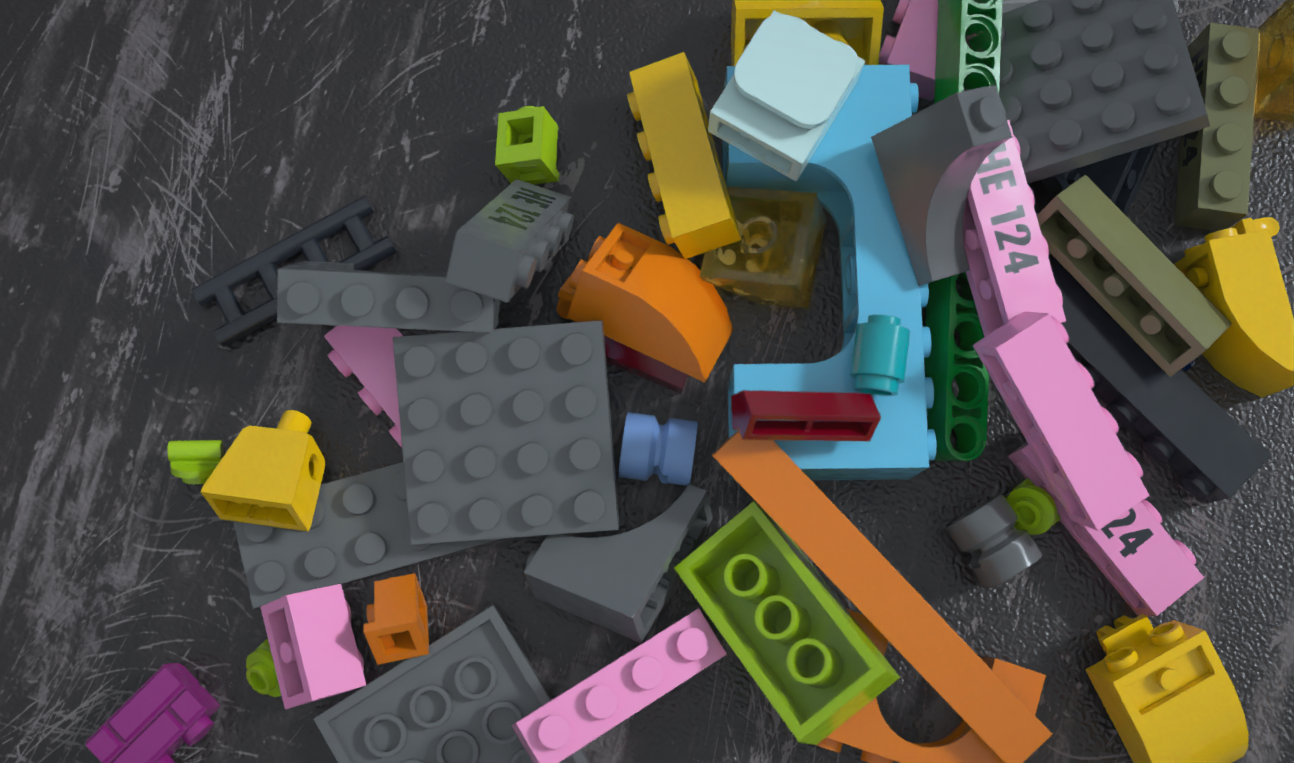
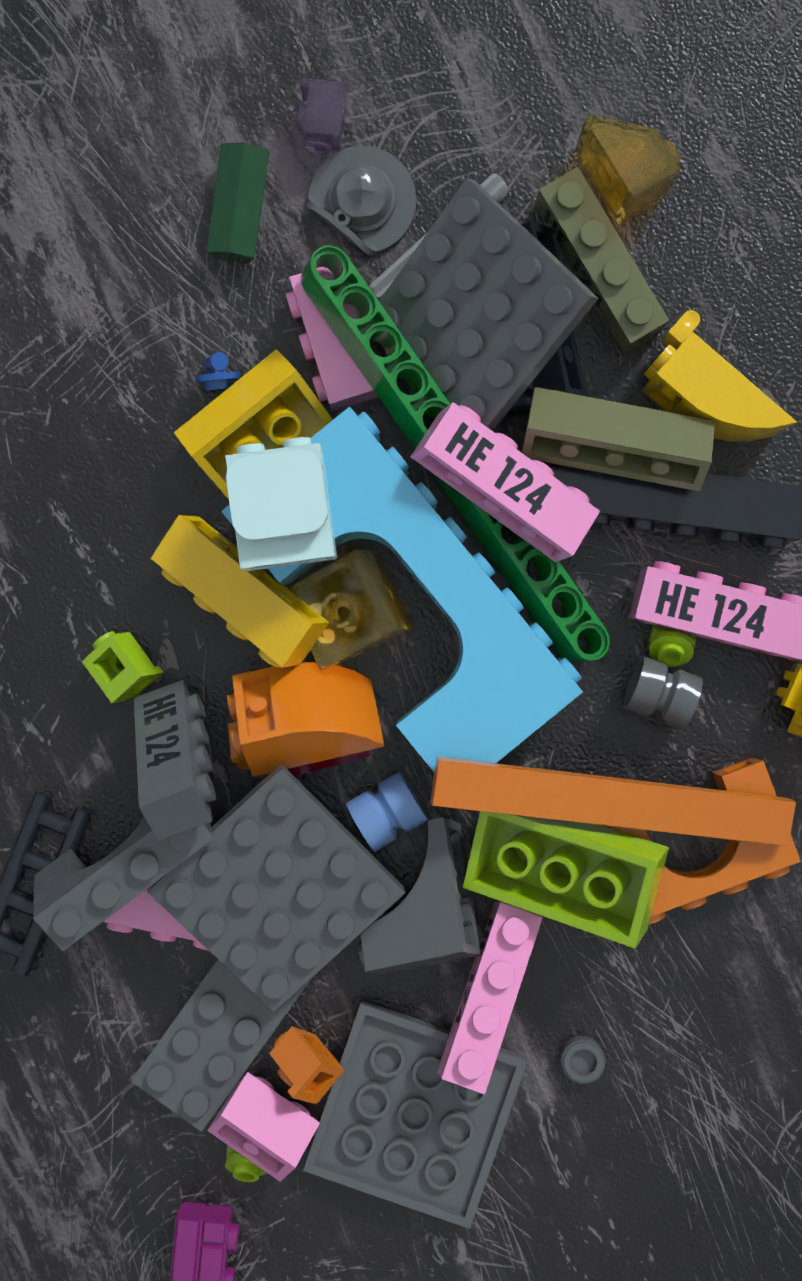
camera: 40 degrees left, 10 degrees up
(194, 459) = (79, 1068): lime plate -> none
(269, 476) = (139, 1040): yellow torso -> none
(756, 408) = (473, 733): dark red piece -> none
(880, 355) = (492, 646): teal brick -> none
(930, 170) = (428, 488): dark grey arch -> none
(1062, 418) = (646, 586): bright pink brick -> none

